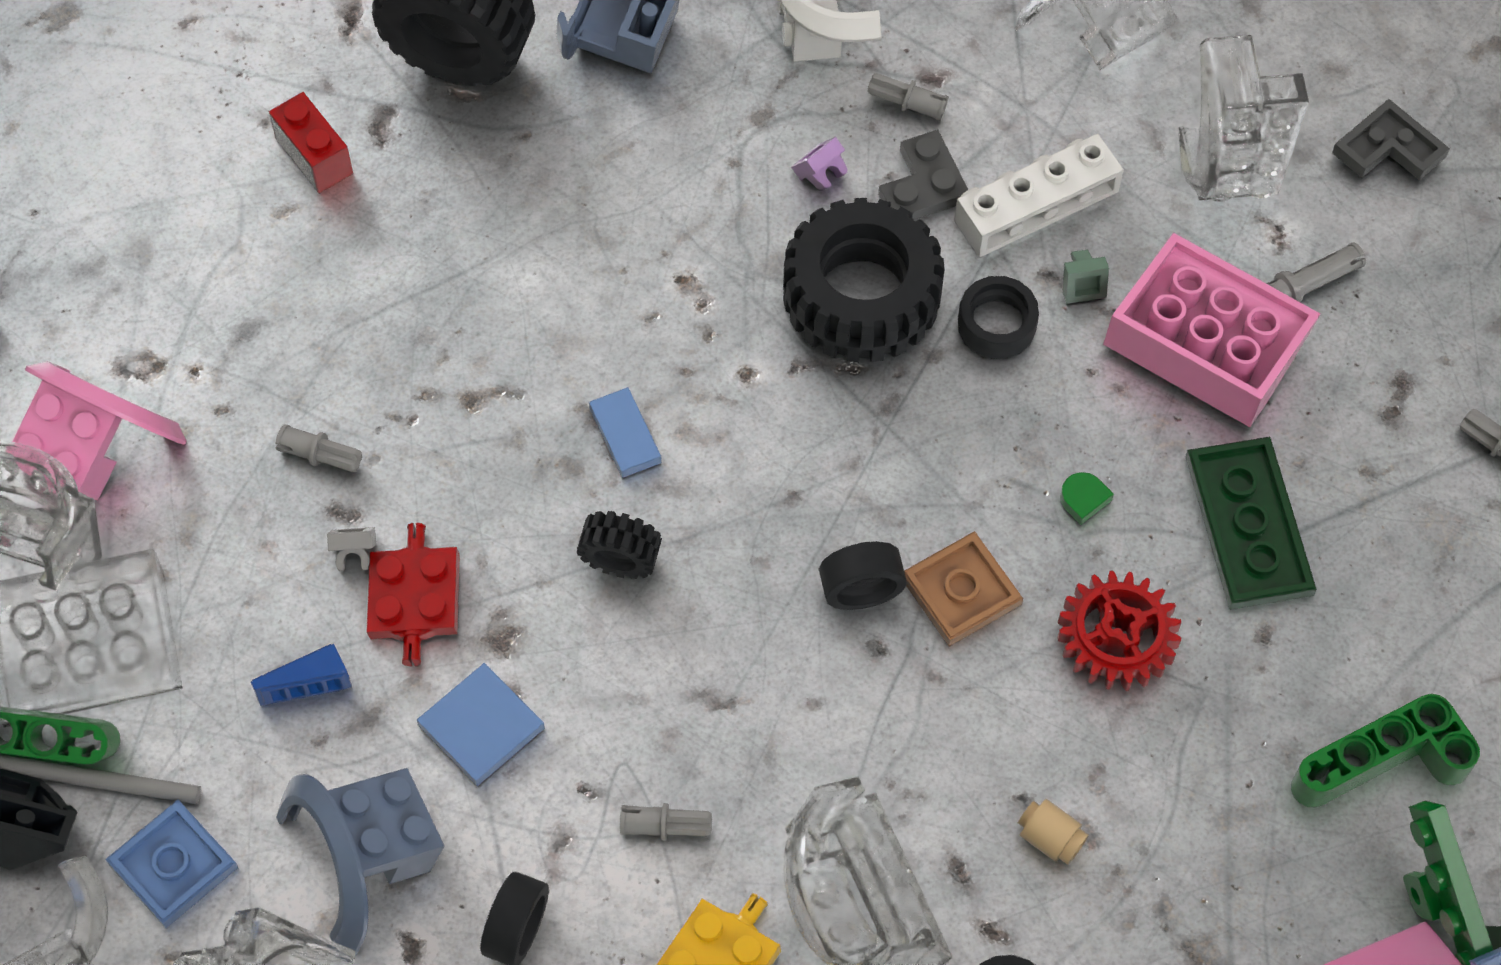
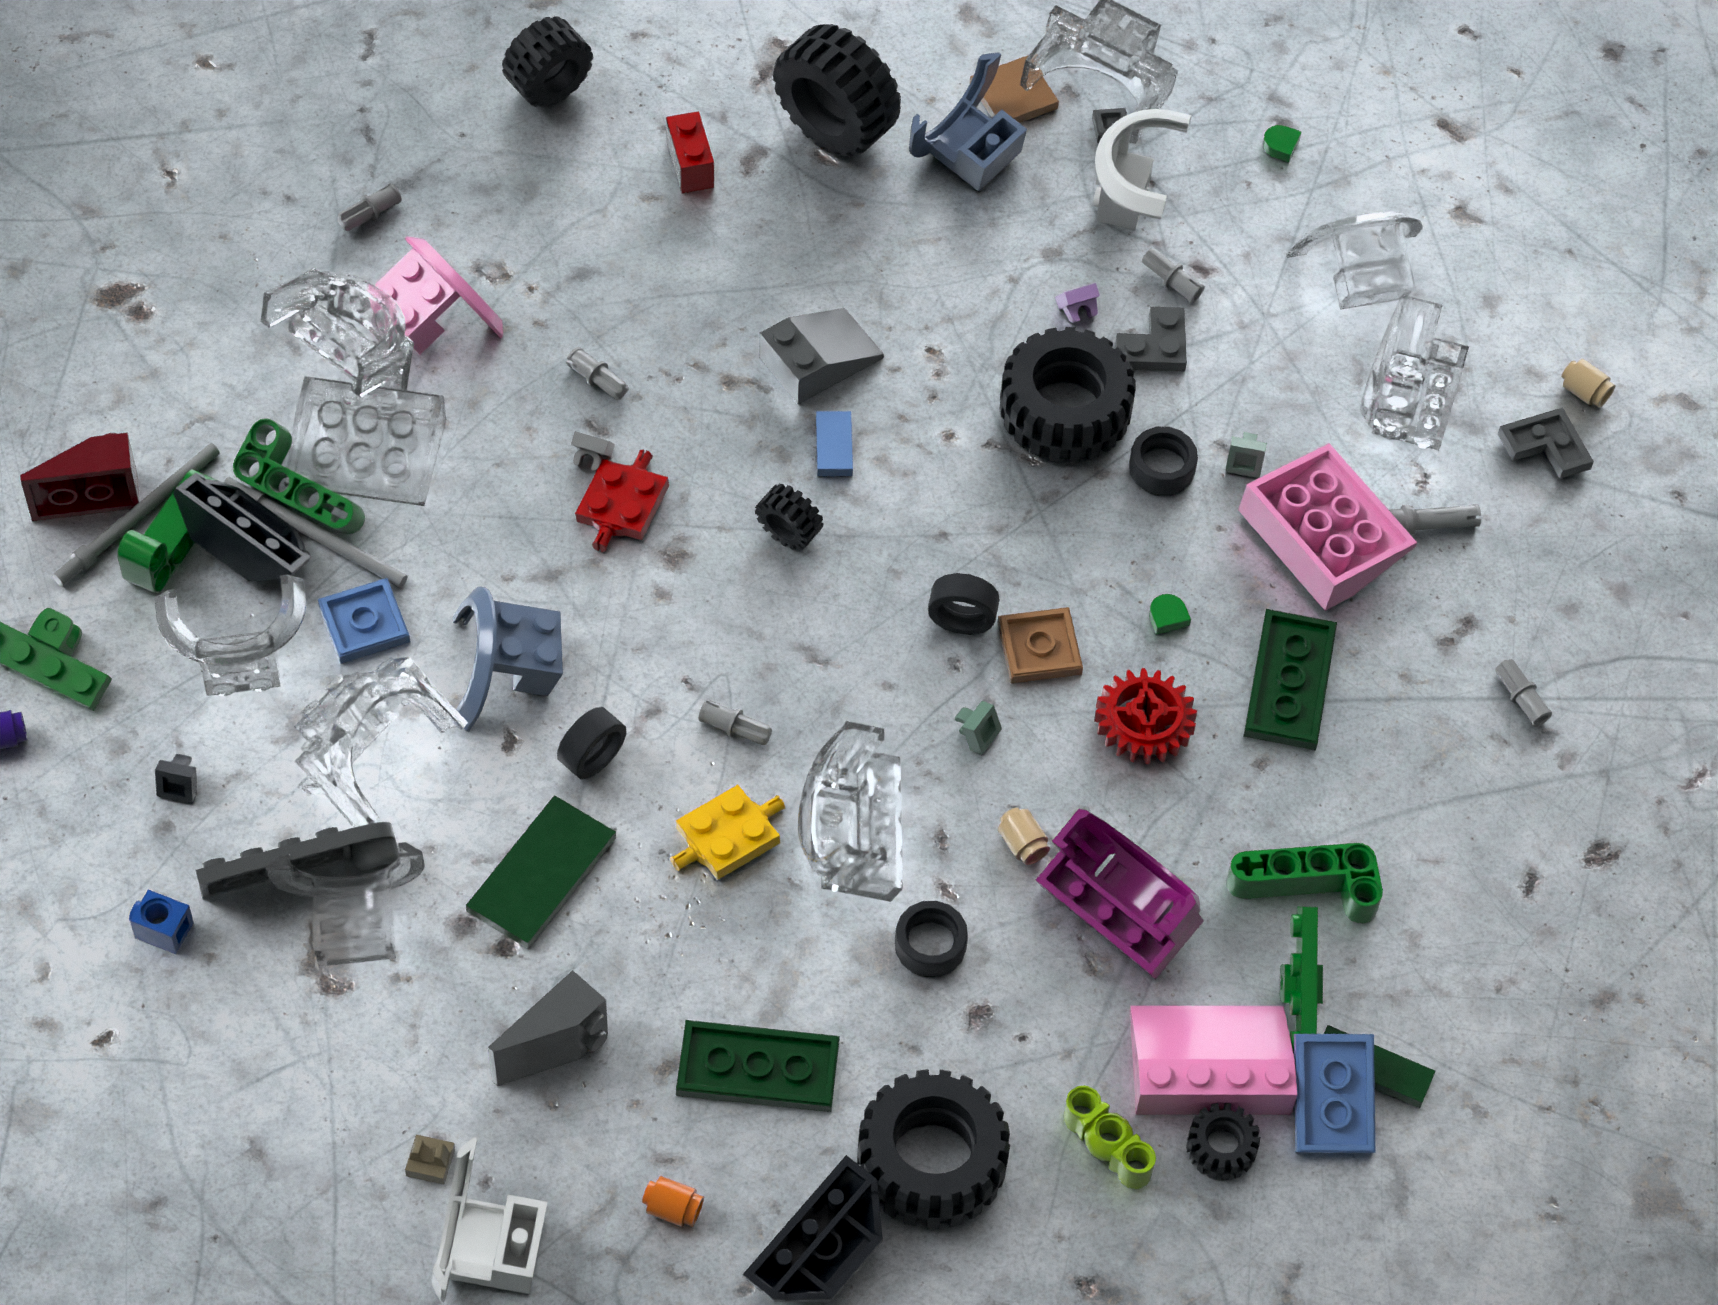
camera: 20 degrees right, 5 degrees down
(102, 93) = (547, 61): none -> black tyre
(305, 677) = (513, 527): blue slope -> none
(480, 724) = (630, 608): medium blue tile -> none
(557, 329) = (816, 351): none -> slope
(942, 717) = (979, 726): none -> sand green tile
(1038, 194) = (1240, 382): white brick -> none
(1212, 842) = (1126, 896): none -> magenta piece
(1399, 61) = (1587, 383): none -> tan brick

